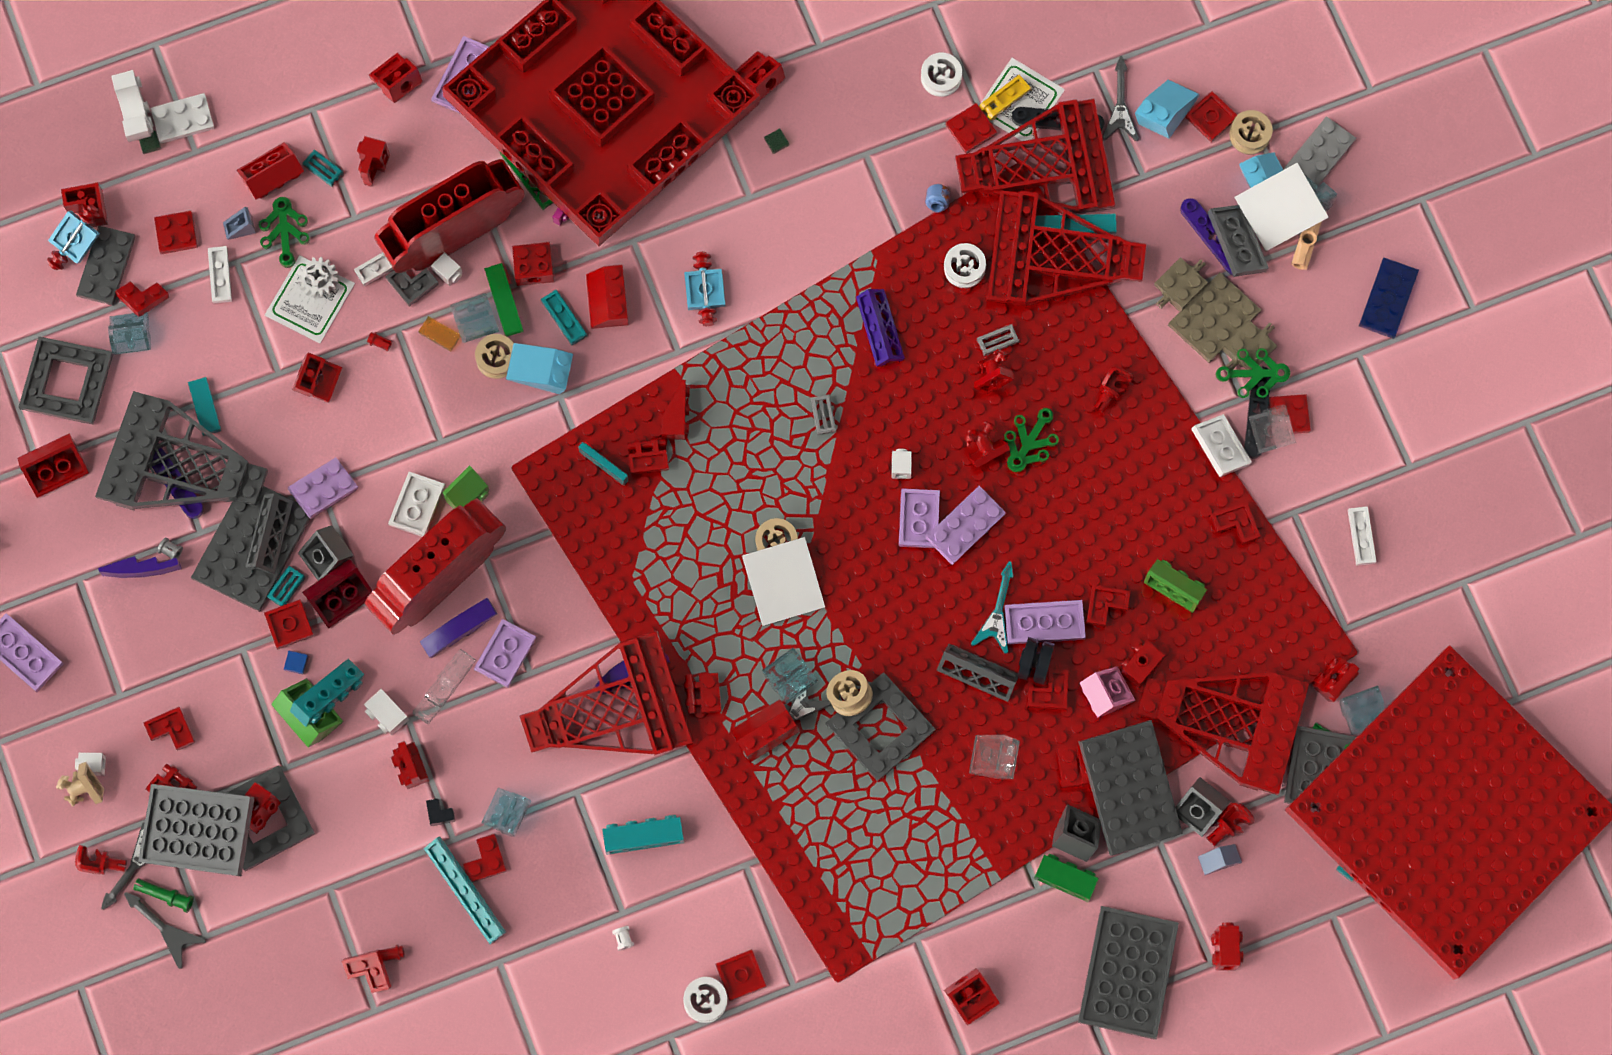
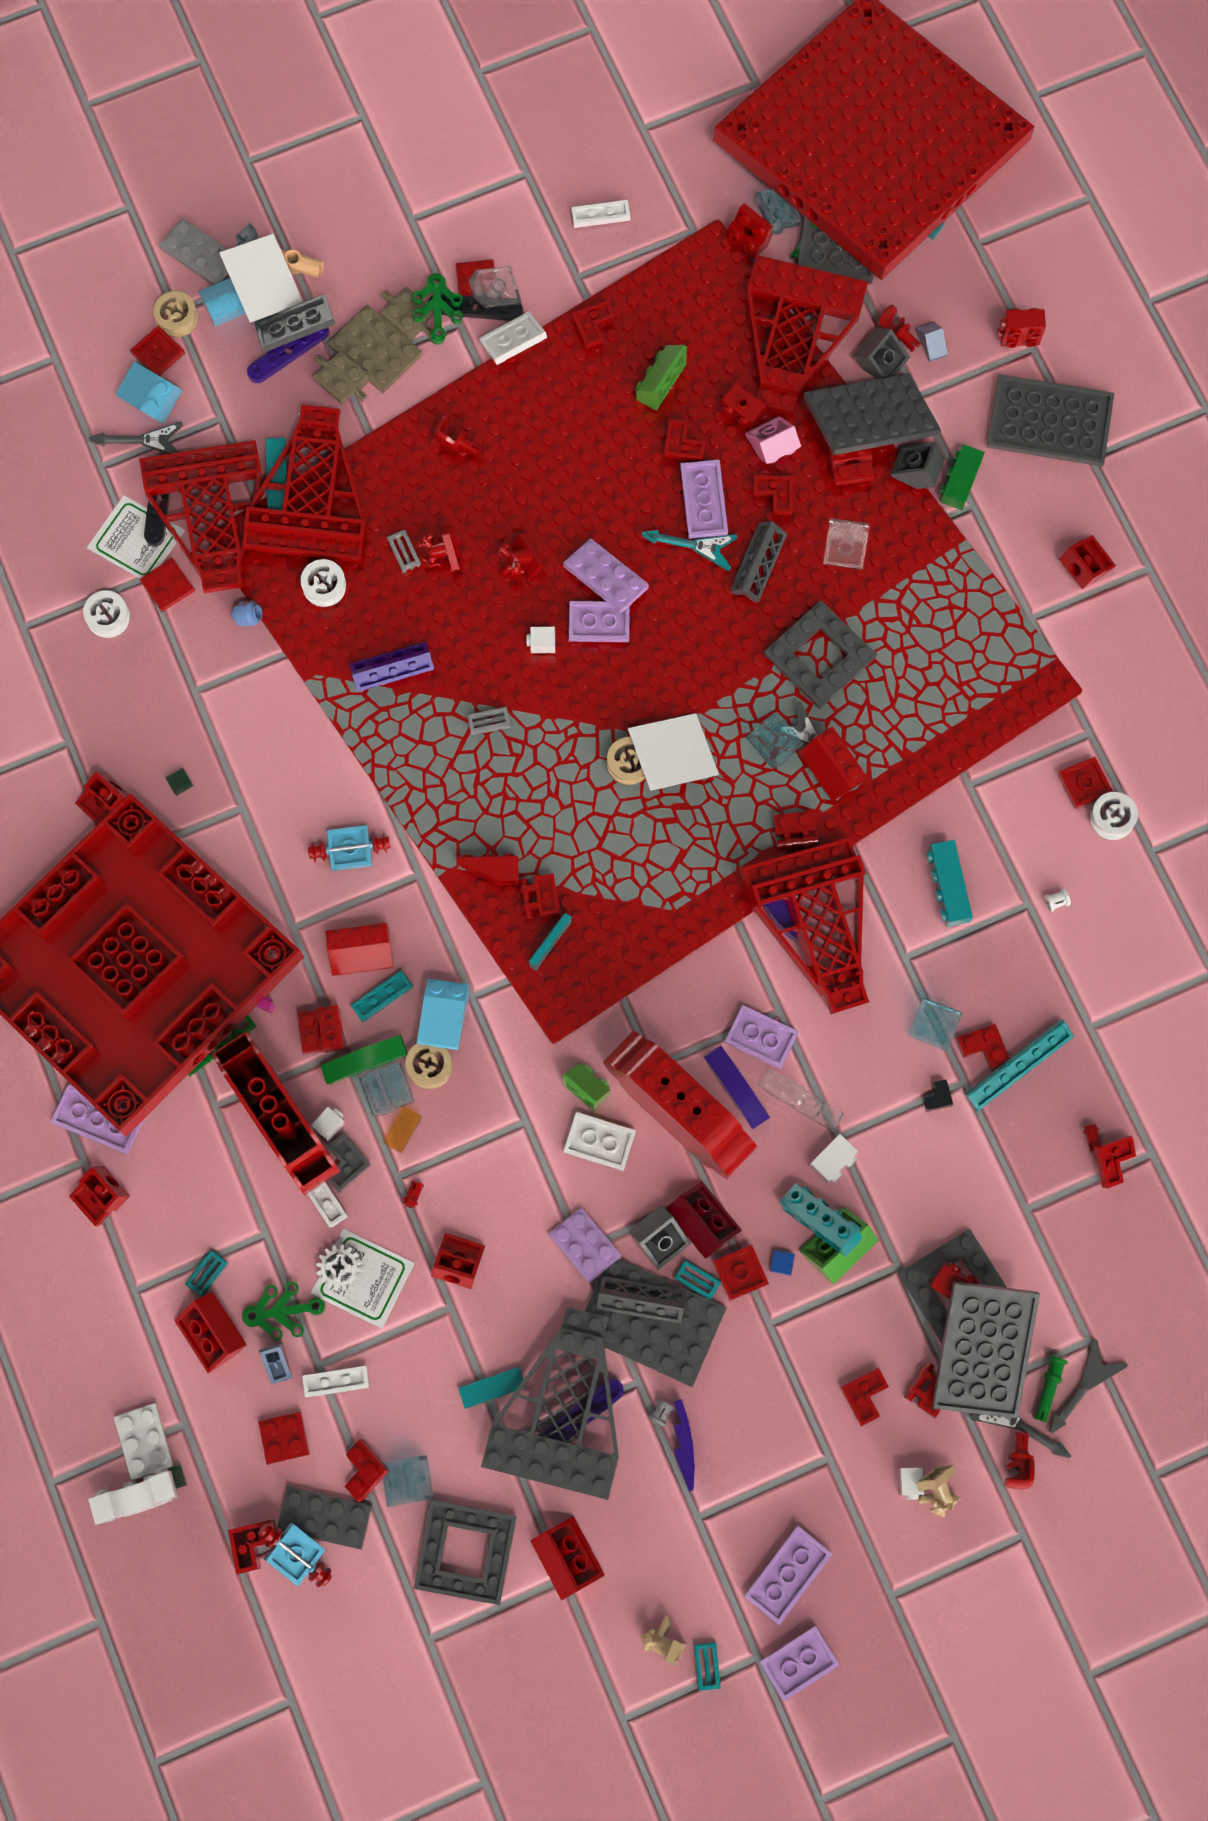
camera: 90 degrees left, 0 degrees up
(373, 156) = (196, 1212): red brick -> none
(414, 772) = (881, 1129): red brick -> none
(844, 685) = (776, 686): tan wheel -> none
(1005, 97) = (133, 550): yellow plate -> none
(1028, 442) = (513, 518): green plant -> none
(1035, 660) = (748, 502): black wheel -> none
(1388, 298) = (352, 190): clear blue plate -> none

